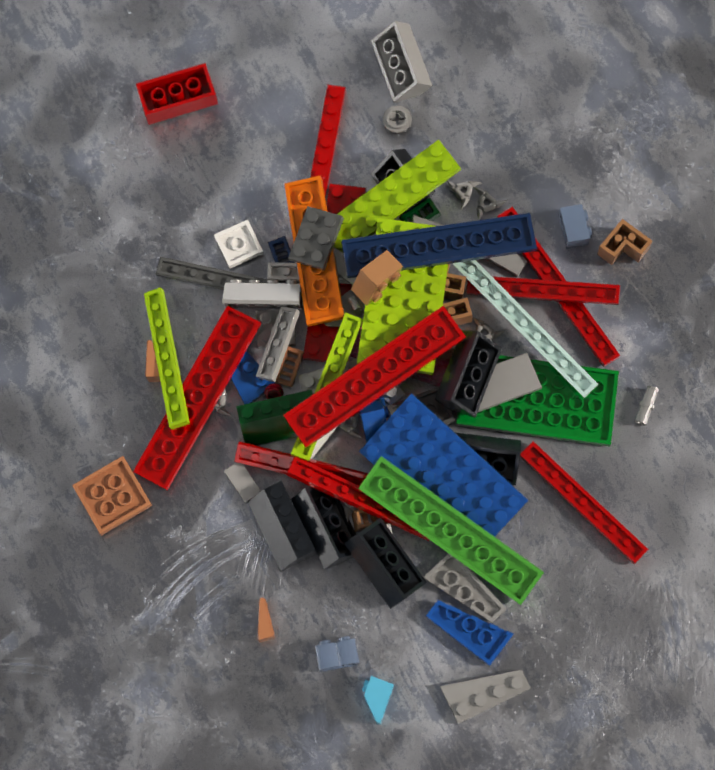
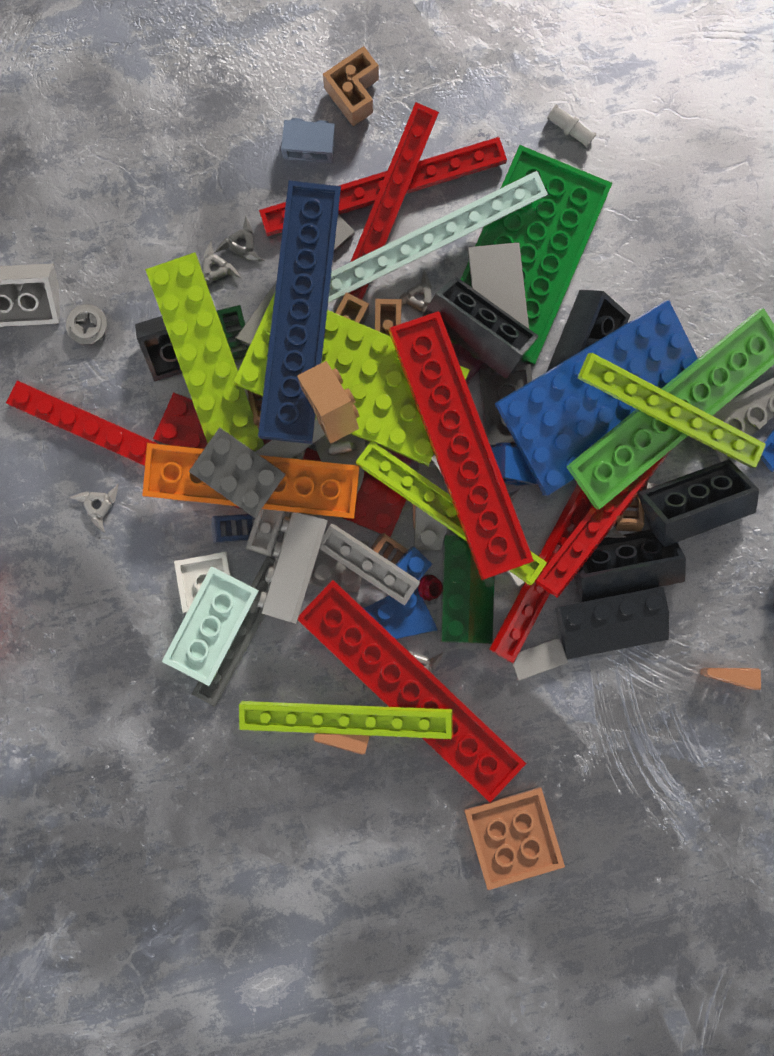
camera: 80 degrees left, 10 degrees up
(208, 253) = (210, 626): none -> light aqua plate
(280, 164) = (90, 498): none -> light grey piece
(287, 376) = (414, 563): none -> blue plate
(442, 520) = (671, 410): none -> lime plate
(583, 502) = (676, 238): red plate -> none

